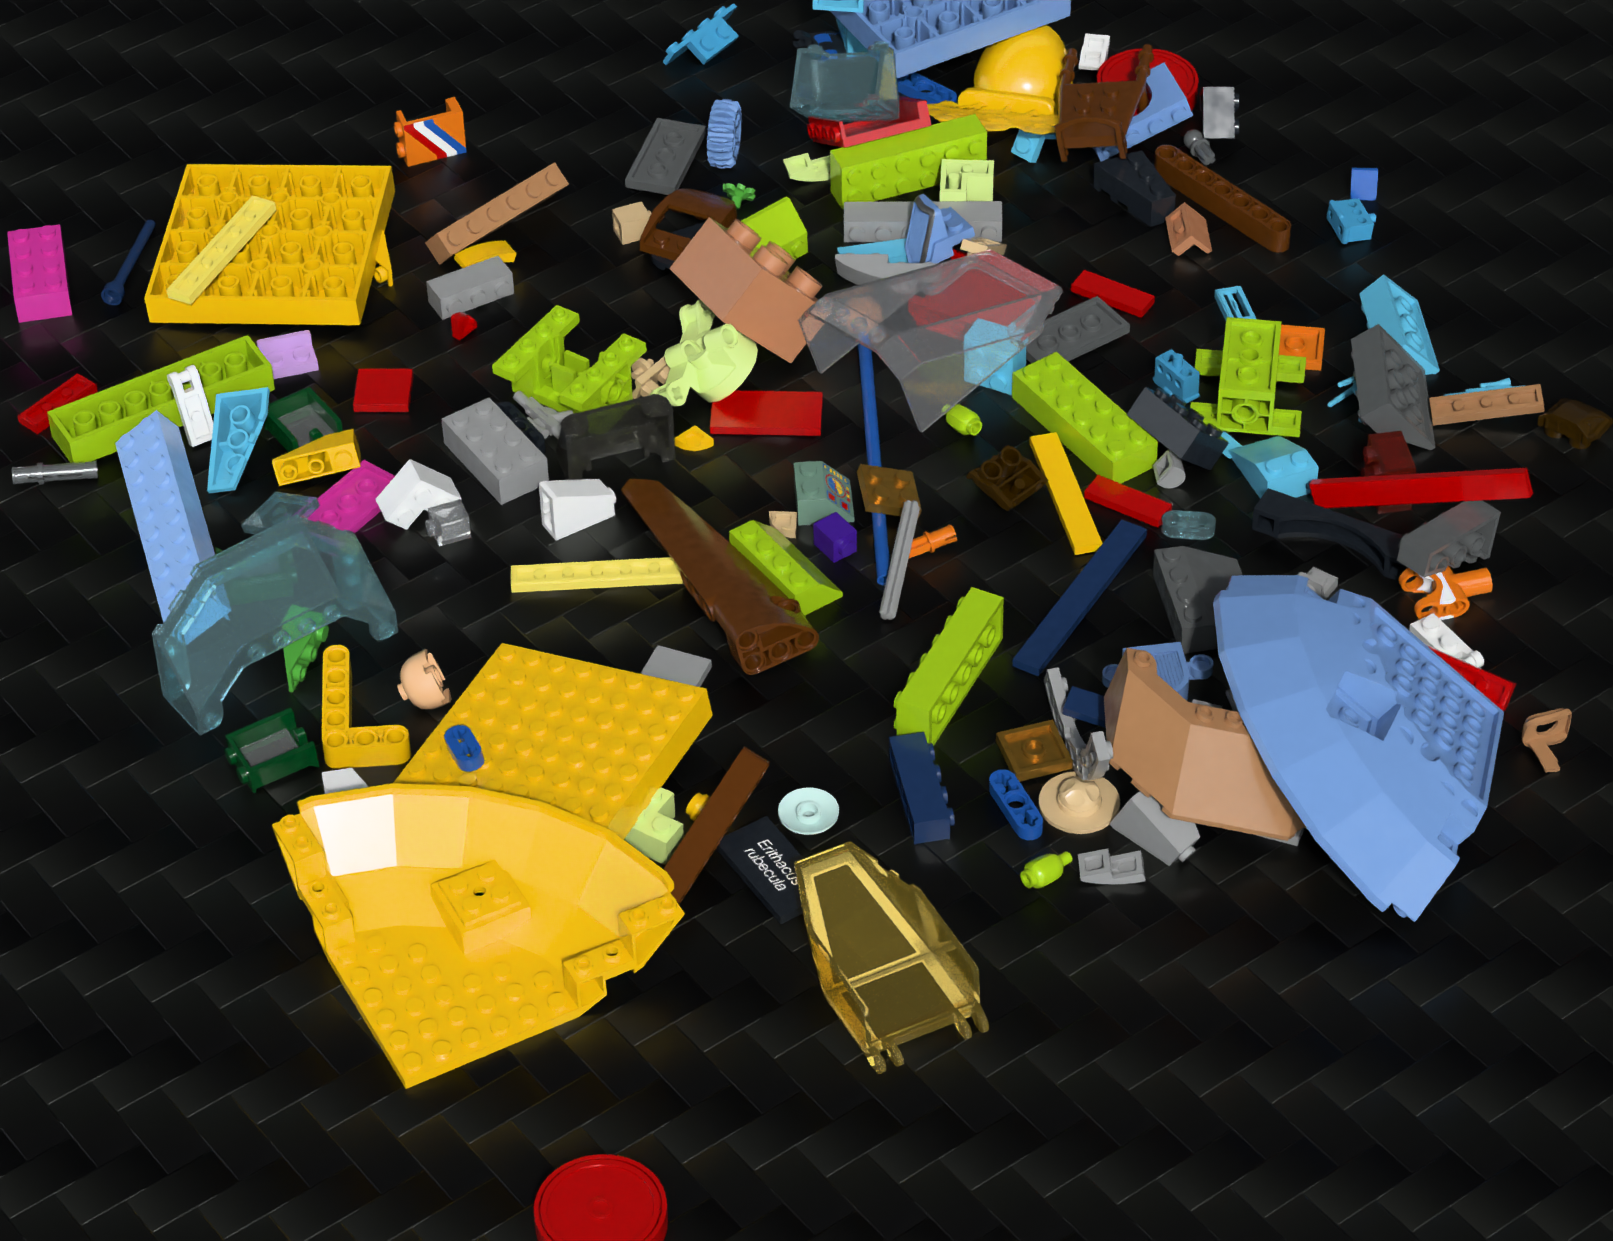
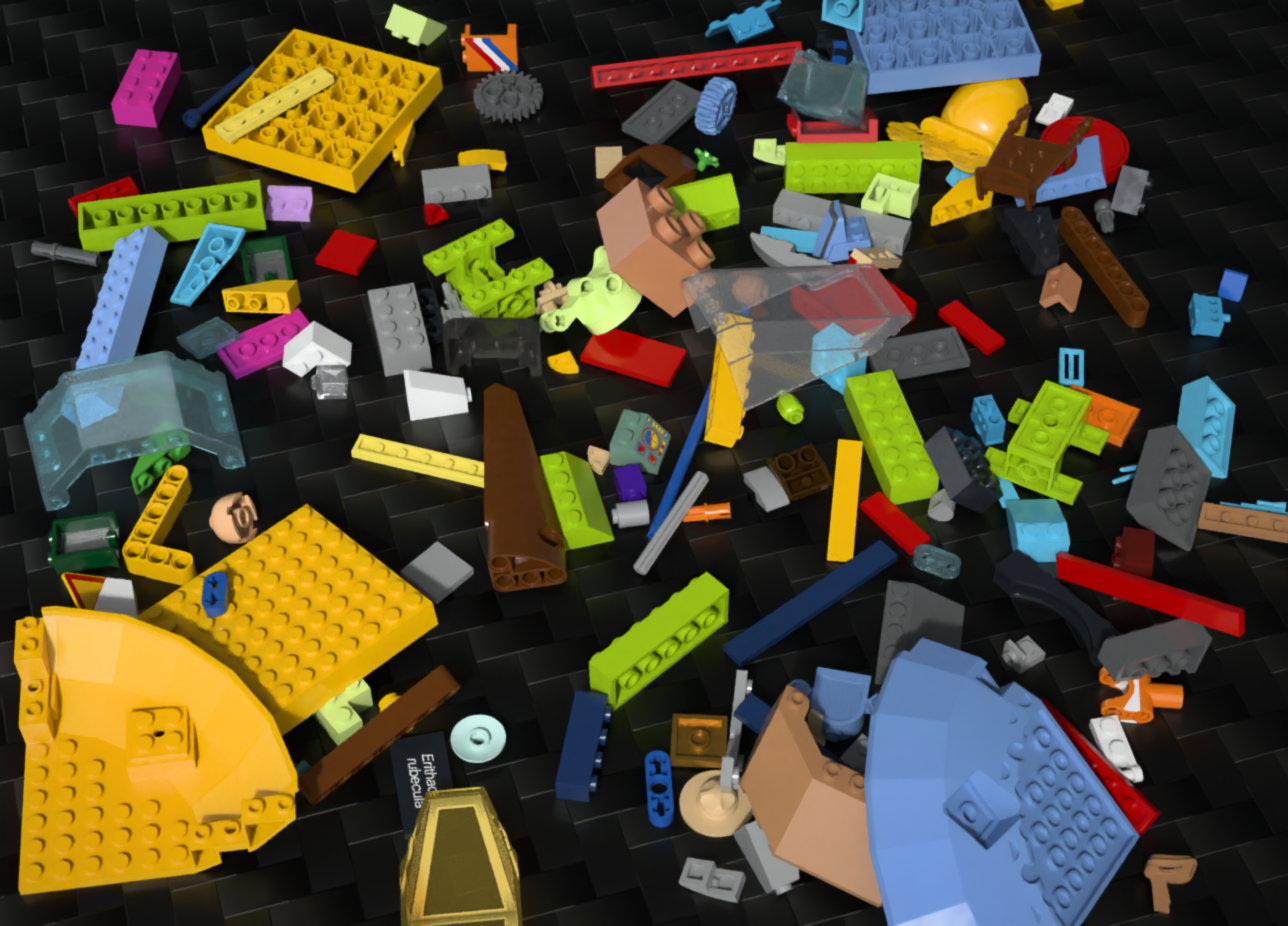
camera: 20 degrees right, 5 degrees up
(192, 405) = (185, 226): white plate -> none
(298, 788) = (83, 589): none -> yellow piece
(320, 130) = (414, 26): none -> yellowish green slope
(482, 172) = (508, 96): none -> dark grey gear
(496, 213) = (507, 127): medium nougat brick -> none
(676, 97) = (693, 66): none -> red brick
(851, 563) = (631, 513): none -> light grey brick
(886, 489) = (694, 453): pearl gold plate -> none
(887, 411) = (724, 405): none -> yellow brick
(914, 83) = (894, 100): blue beam -> none
(981, 503) = (767, 489): none -> light grey slope
(1042, 168) = (960, 202): none -> yellow slope
(1044, 869) = (651, 863): lime plant -> none

